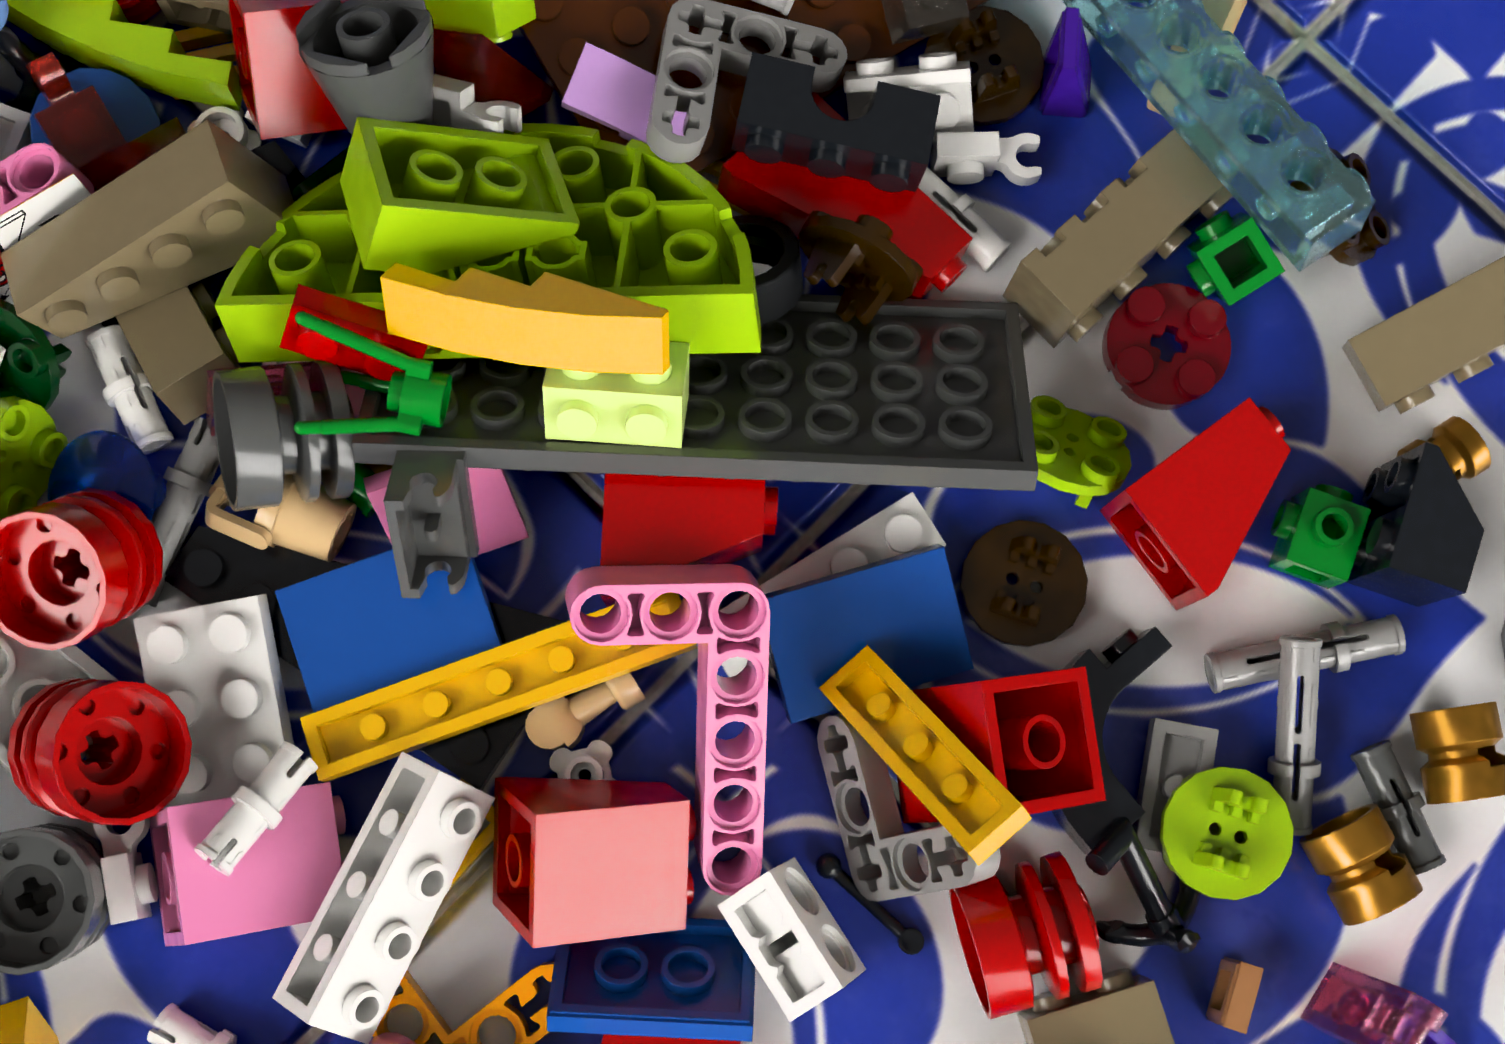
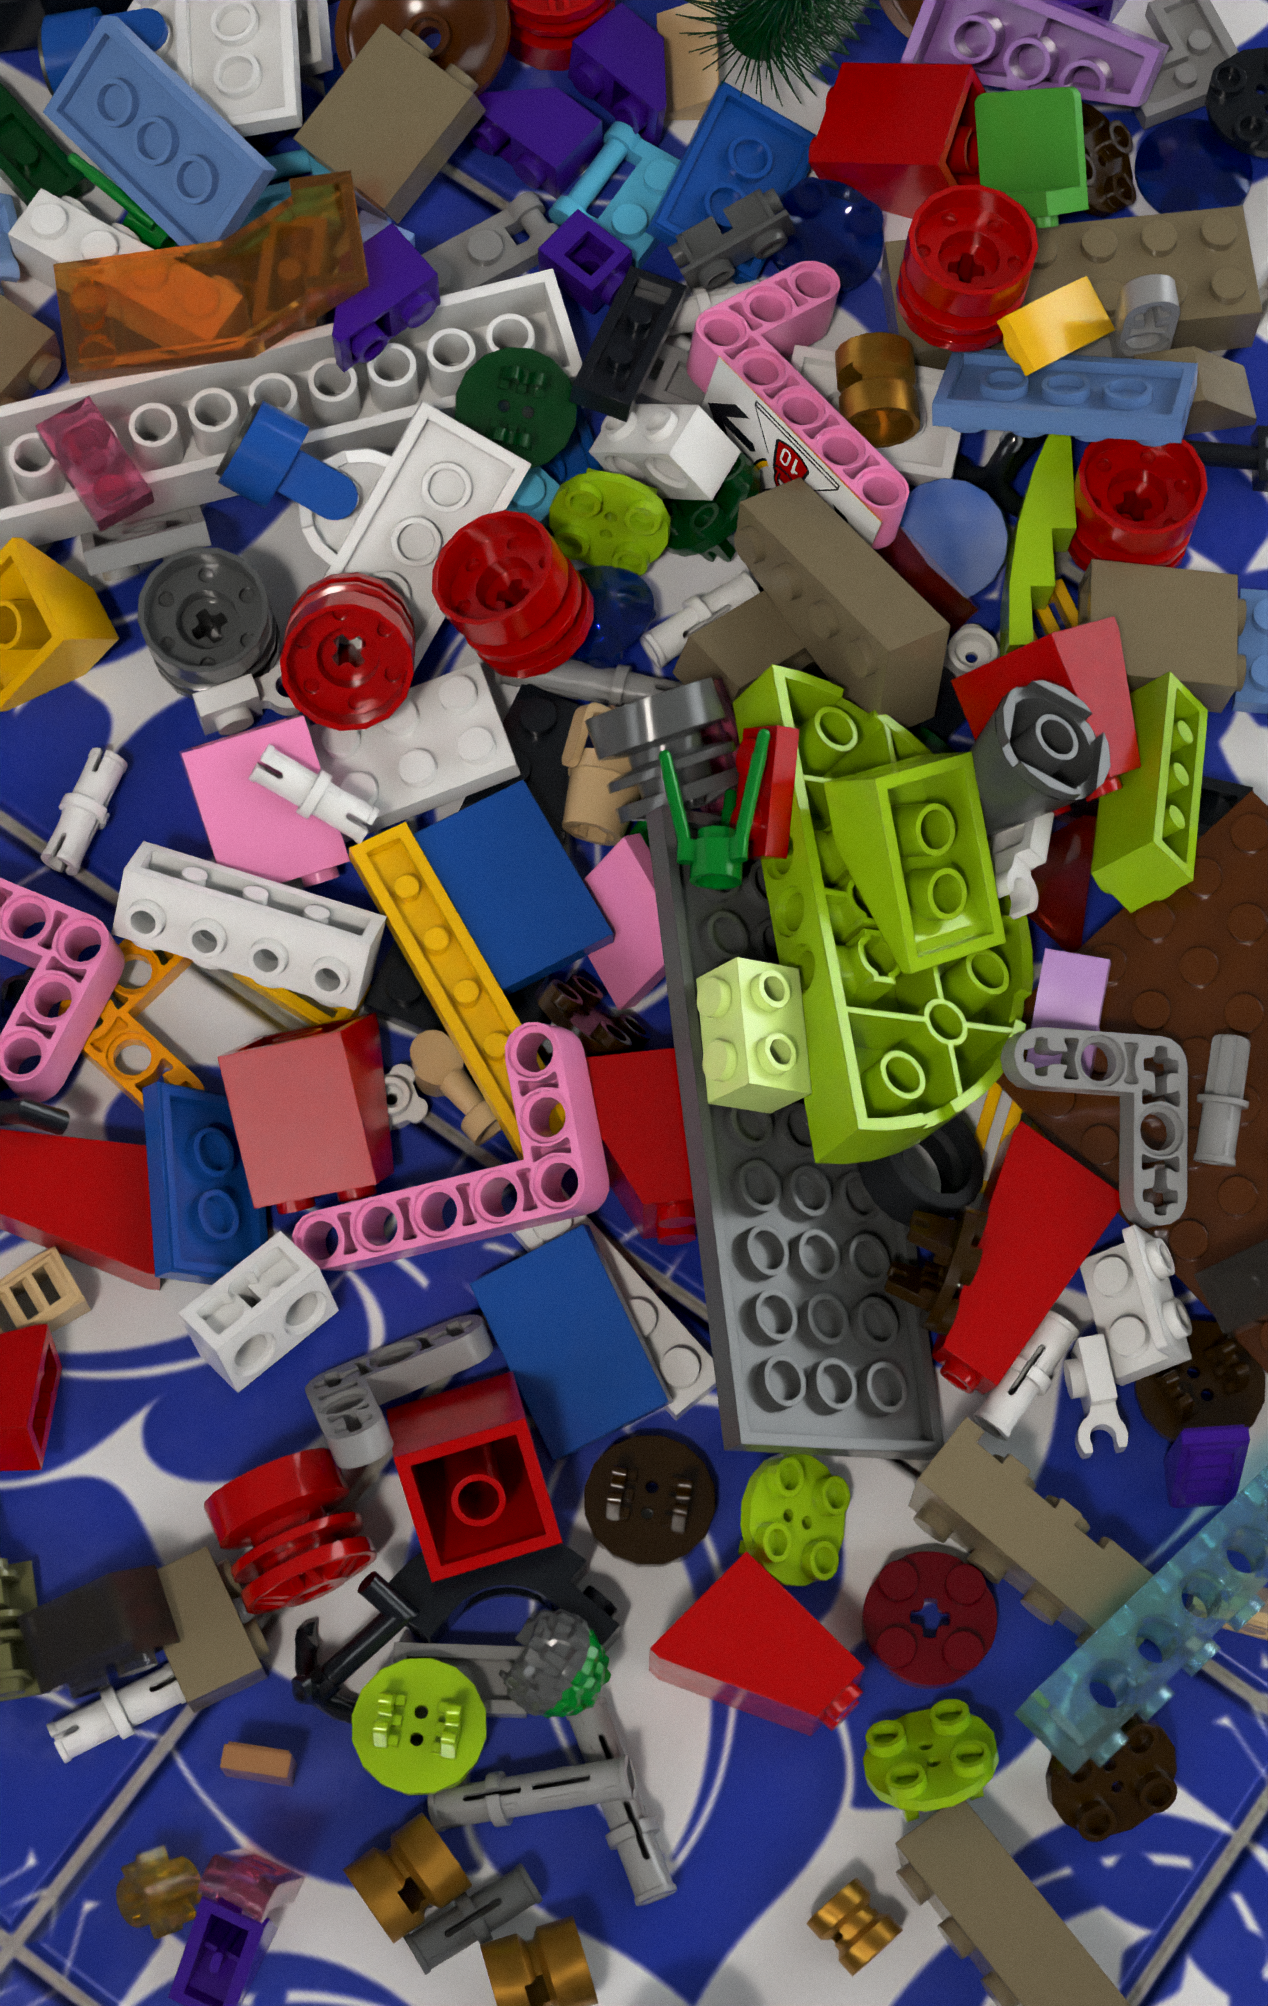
camera: 85 degrees right, 10 degrees down
(73, 122) = (947, 517): clear red plate -> none
(430, 518) = (604, 893): dark grey hinge -> none
(538, 325) = (793, 945): yellow slope -> none
(547, 563) = (578, 1009): none -> dark brown plate
(784, 124) = (1072, 1274): black arch -> none
(908, 939) = (272, 1438): black hinge -> none
(925, 755) = (450, 1385): yellow plate -> none
(1195, 687) = (559, 1666): none -> dark grey piece
(1231, 257) = (1024, 1655): green brick -> none
(1300, 334) = (930, 1758): none -> lime plate
(1318, 535) = (749, 1797): green brick -> none
(1418, 531) = (762, 1886): black slope -> none

